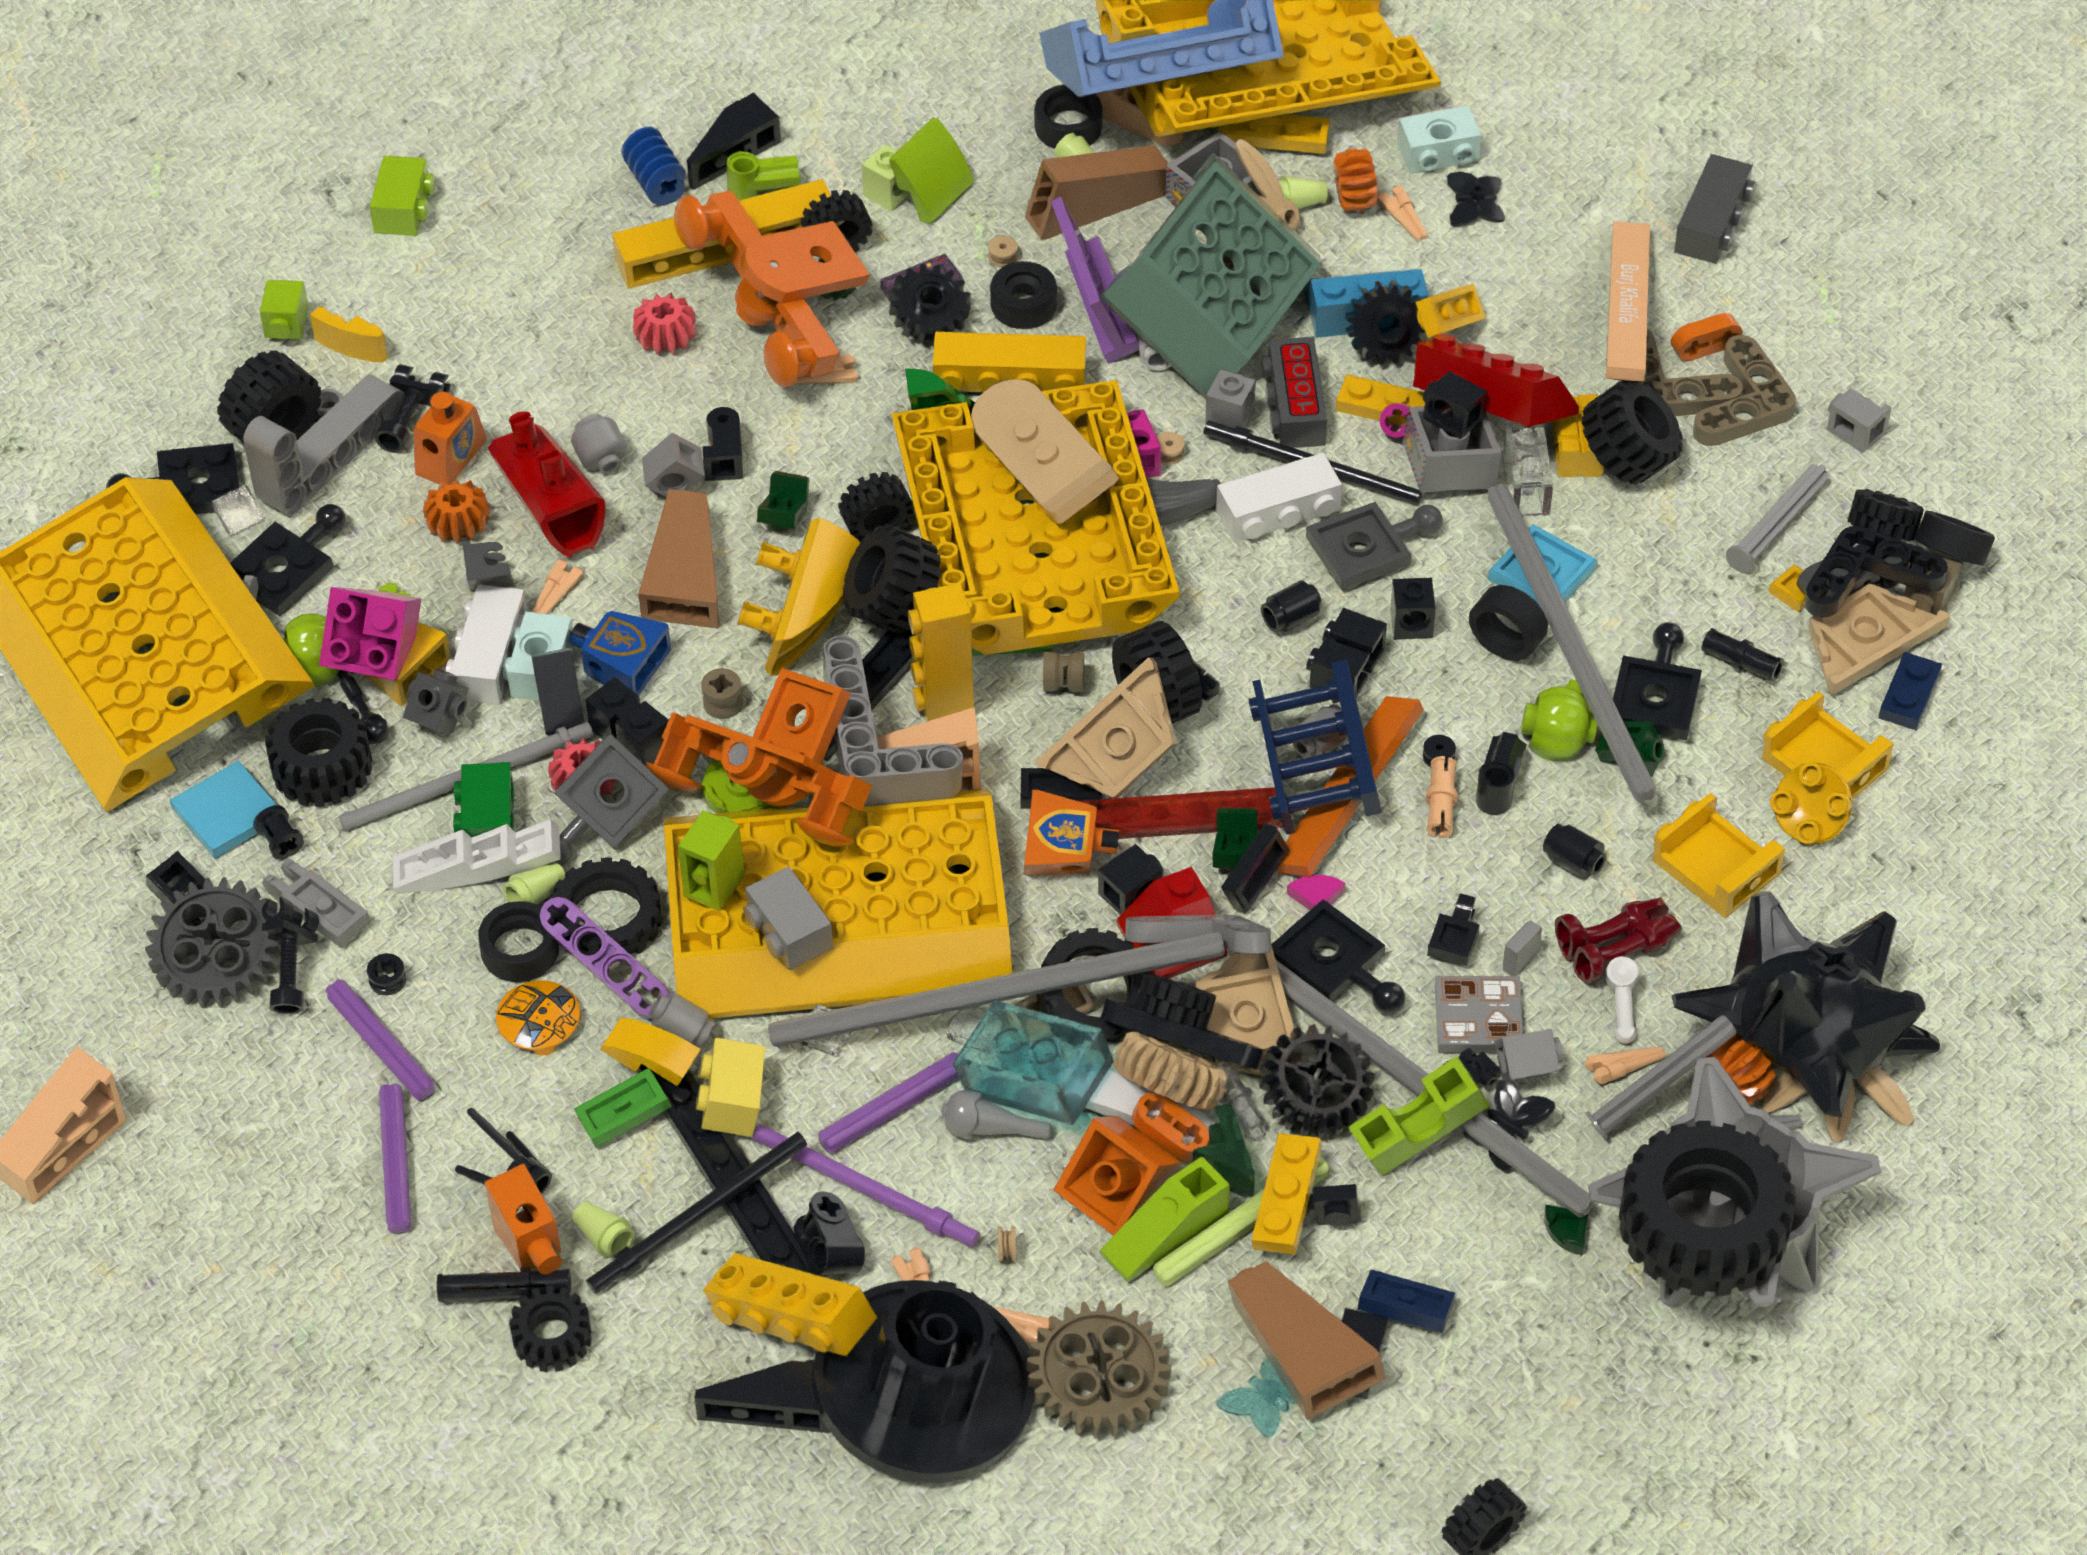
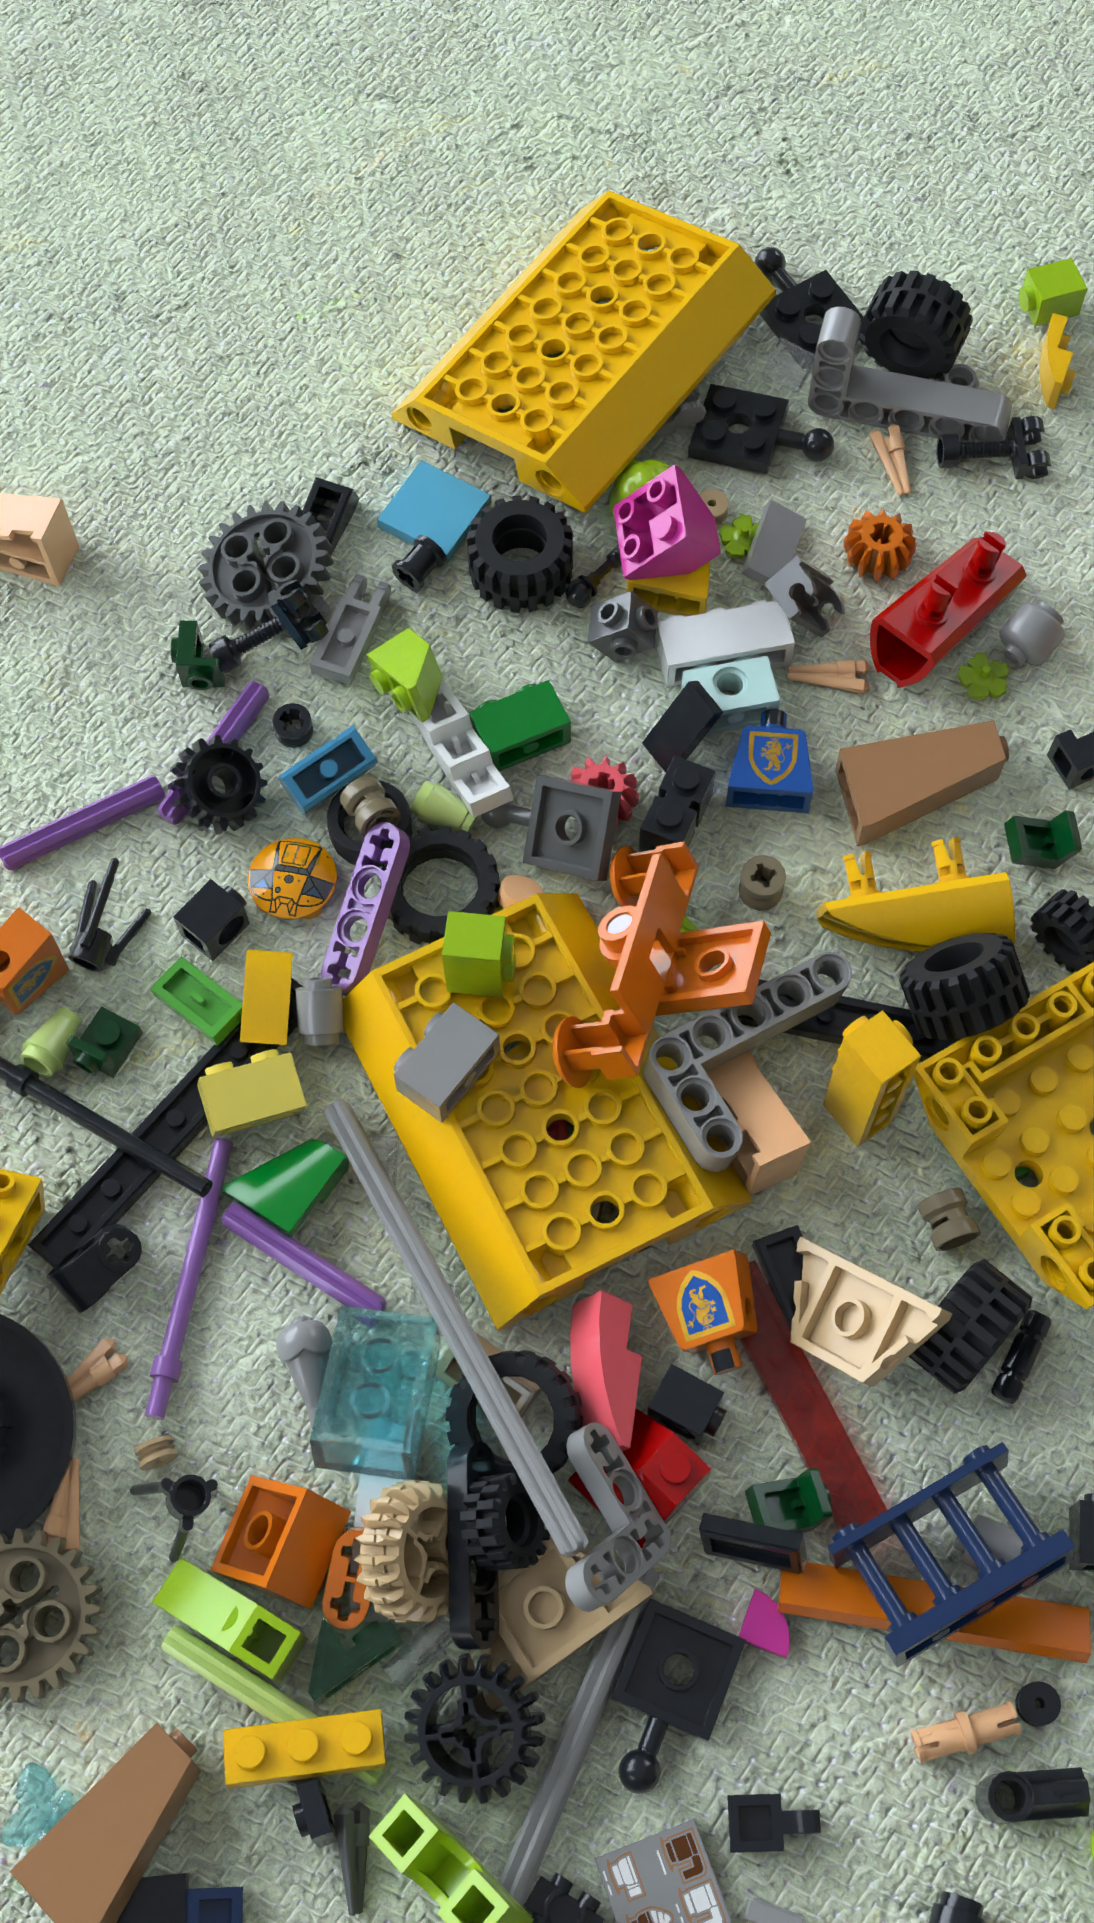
camera: 70 degrees right, 15 degrees up
(276, 1027) = (187, 654): none -> dark green bracket
(368, 477) = (891, 454): none -> light nougat piece
(394, 864) = (407, 673): none -> lime slope
(412, 580) = (773, 542): none -> light grey tile
(424, 1031) = (200, 797): none -> black gear
(446, 438) = (961, 495): orange torso -> none
(446, 783) = (639, 759): light grey bar -> none
(456, 949) = (327, 770): none -> dark azure brick
(527, 918) = (367, 802): none -> dark tan wheel
(550, 1078) = (212, 918): none -> black brick
(616, 492) = (983, 678): none -> lime plant
(623, 1192) = (104, 1043): none -> dark green bracket
(647, 855) = (516, 888): none -> light nougat tile
(673, 465) = (1031, 713): light grey brick -> none
(821, 1088) = (290, 1184): none -> green slope
(1059, 912) = (603, 1366): none -> coral slope
(1064, 1205) = (184, 1501): none -> black plant
(1366, 1194) = (352, 1835): none -> dark grey piece

